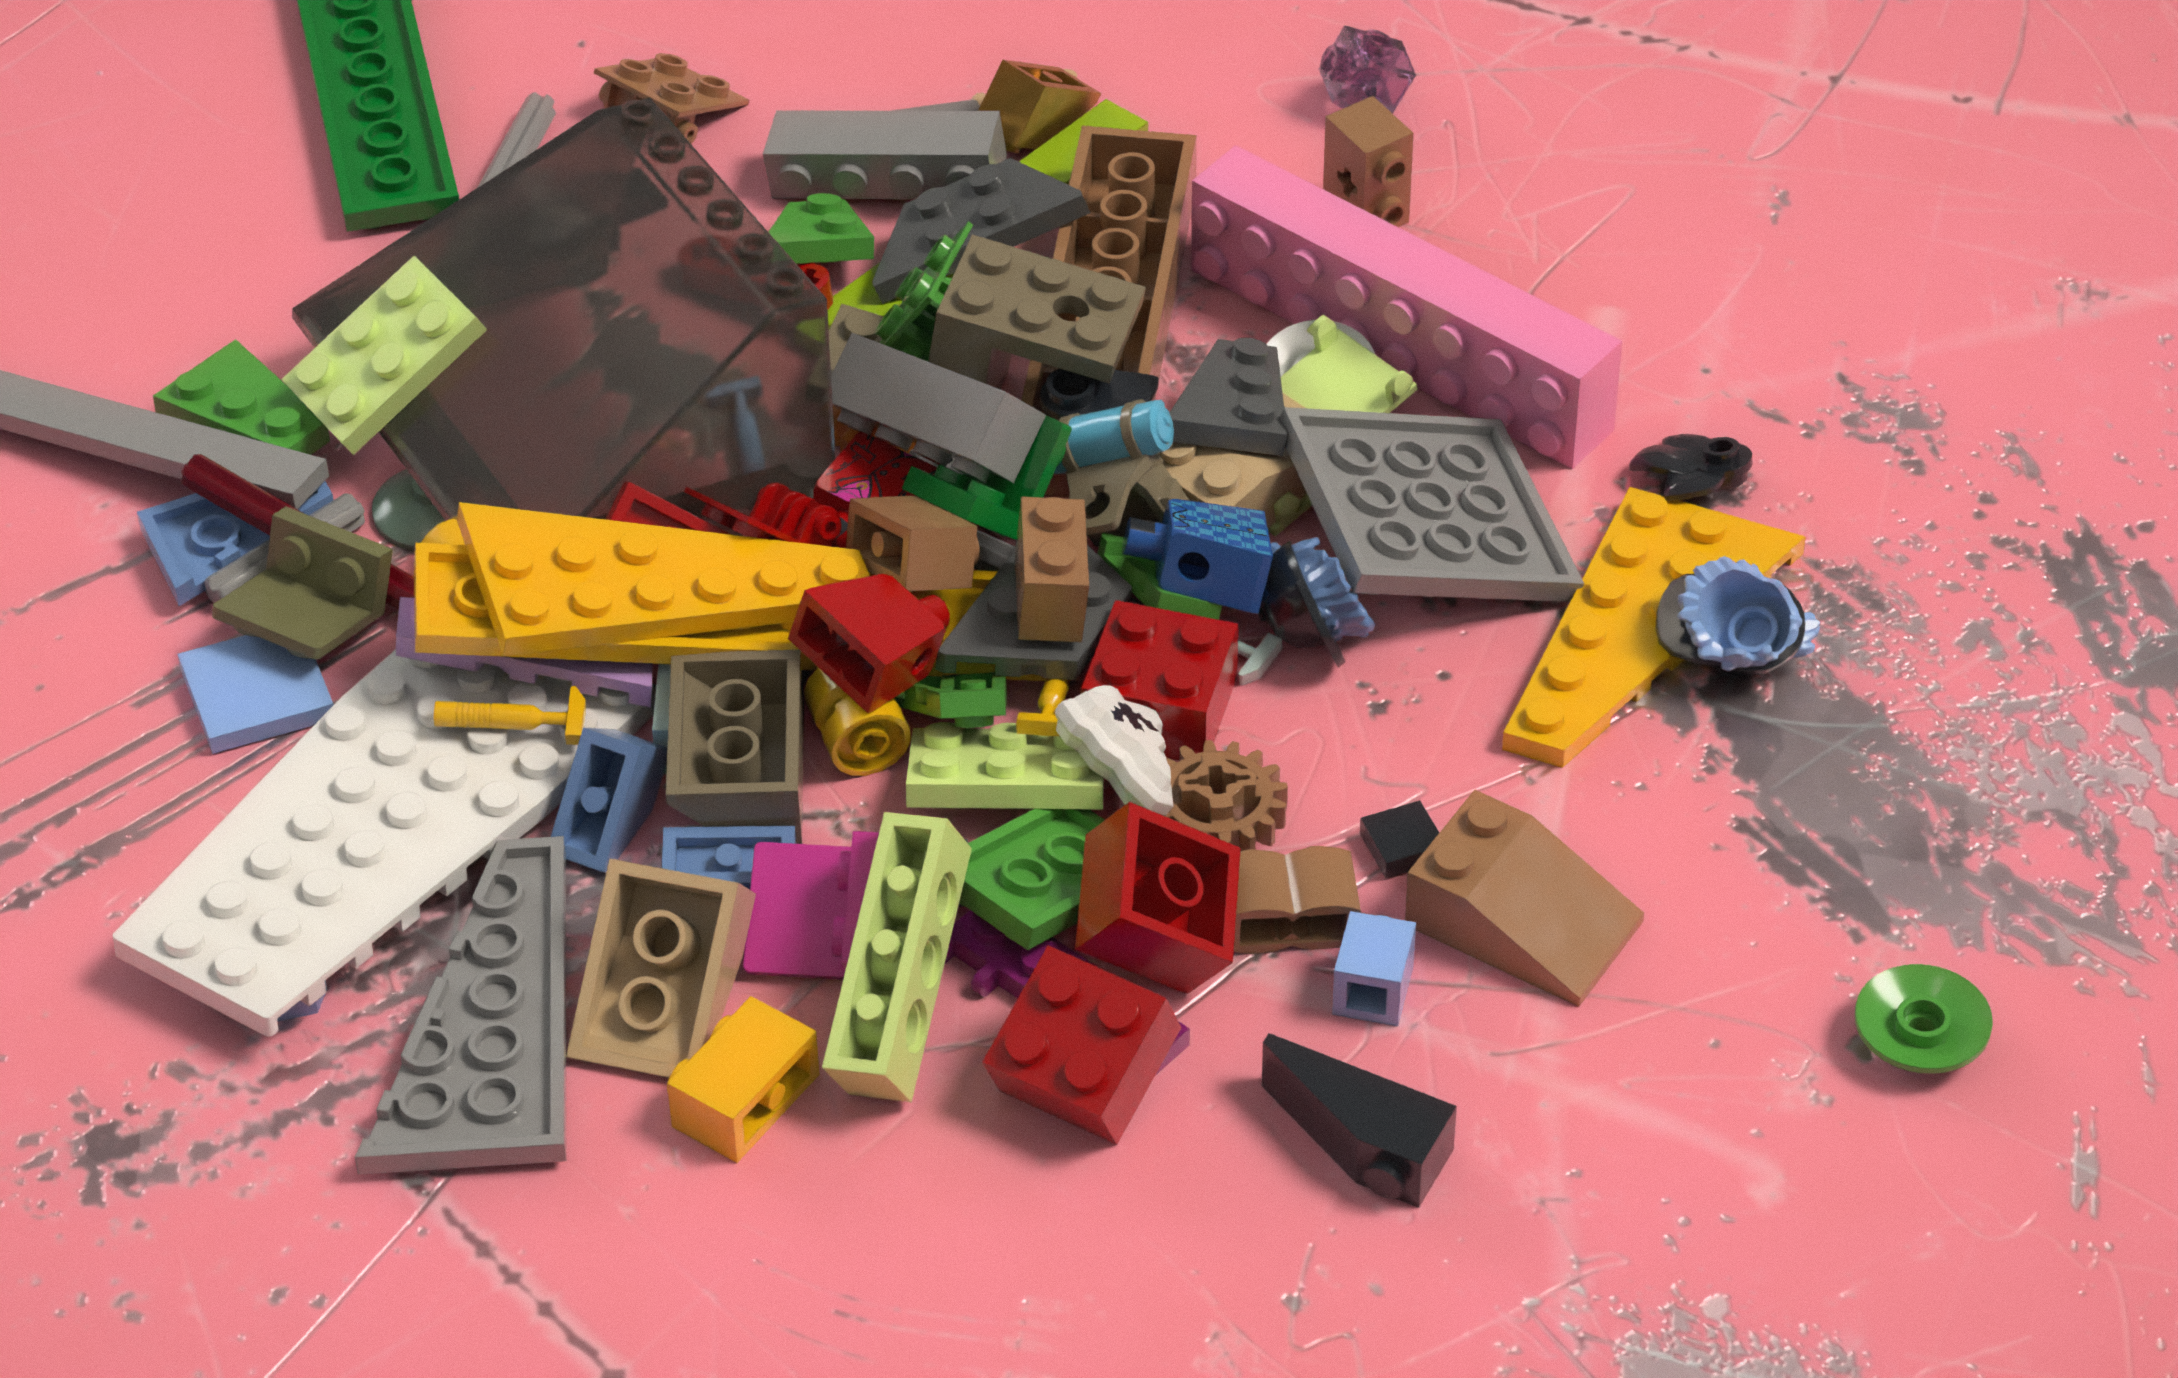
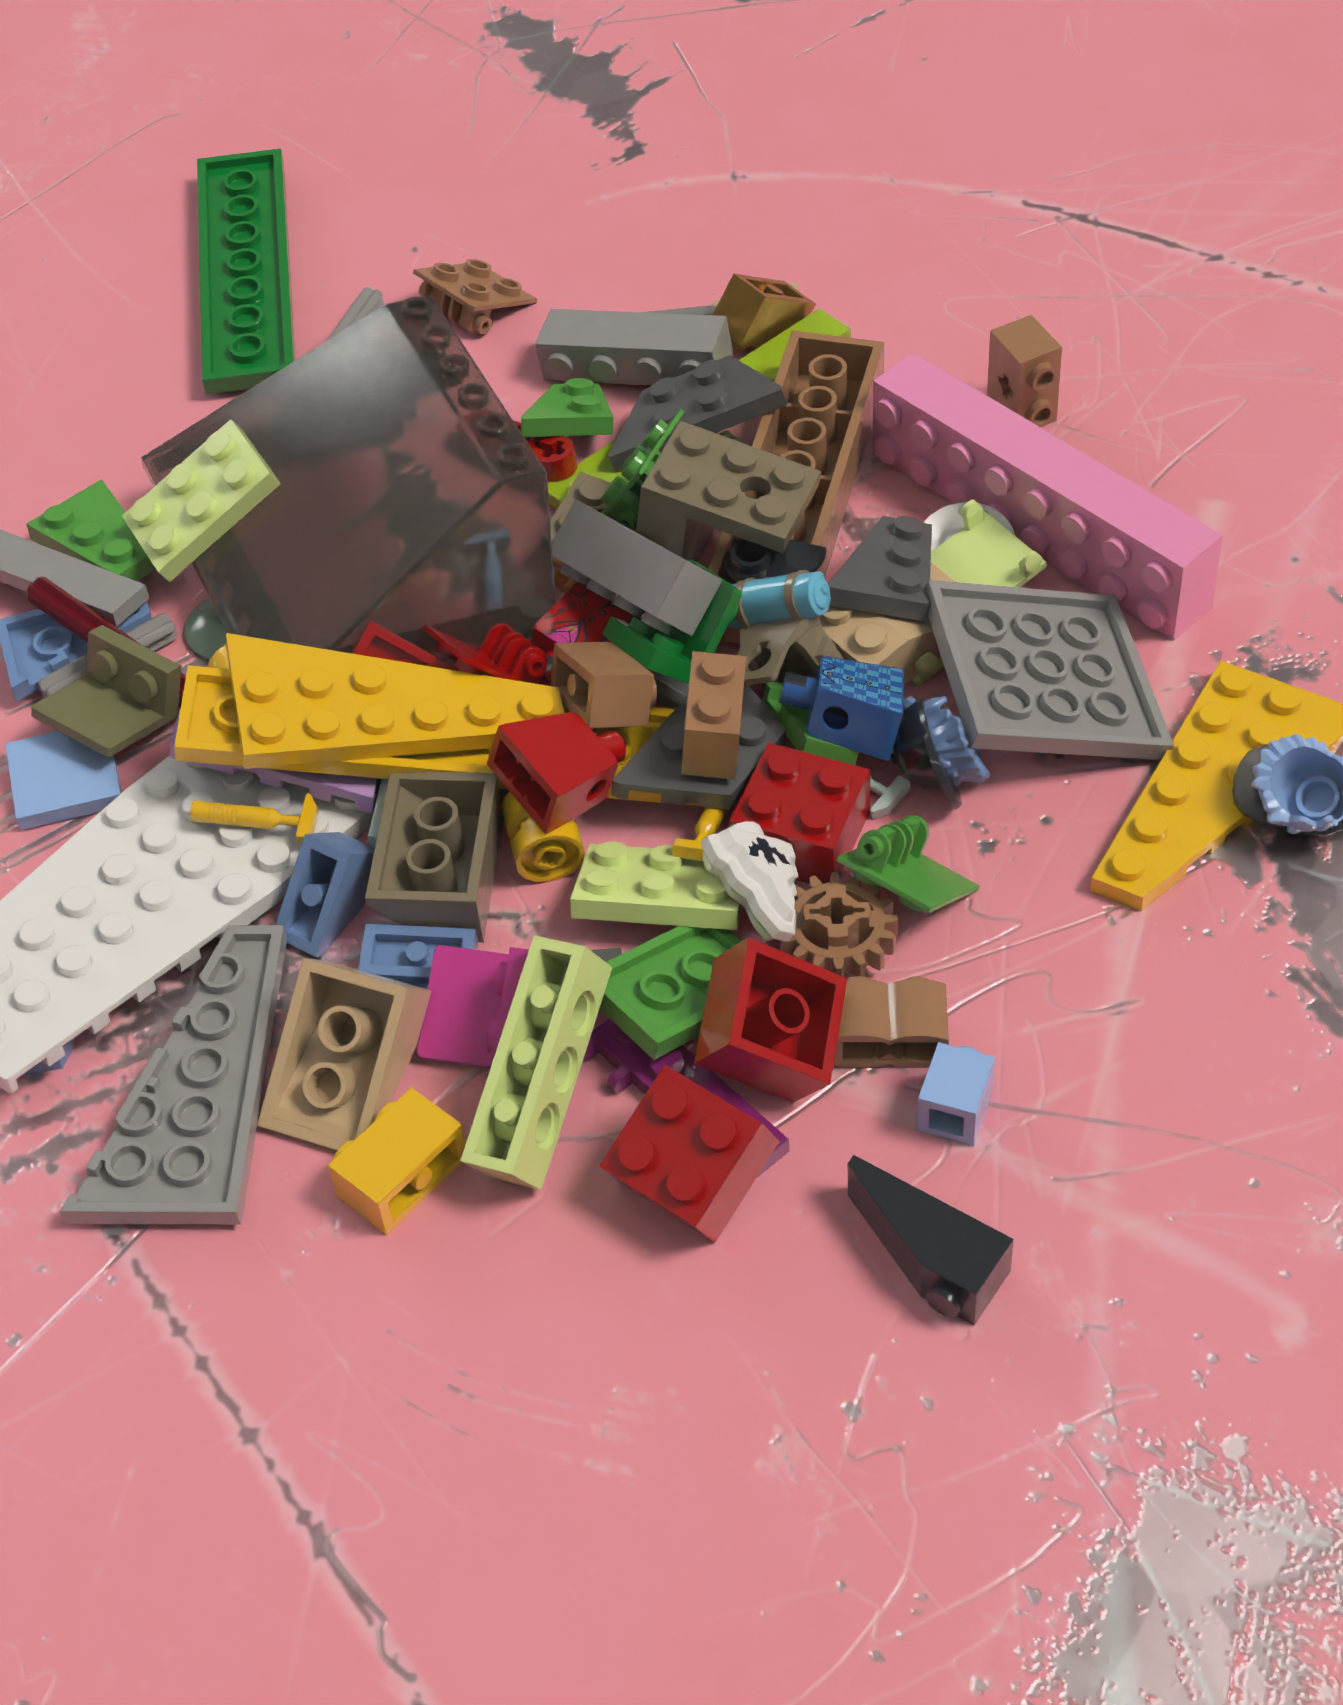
camera: 10 degrees right, 5 degrees up
(966, 697) = (631, 821): bright green wing -> none
(1274, 719) = (896, 862): none -> bright green hinge
(1366, 66) = (1034, 290): clear purple brick -> none
(1398, 836) = (995, 970): black tile -> none
(1519, 900) = (1091, 1037): medium nougat slope -> none
(1695, 464) = (1279, 643): black plate -> none

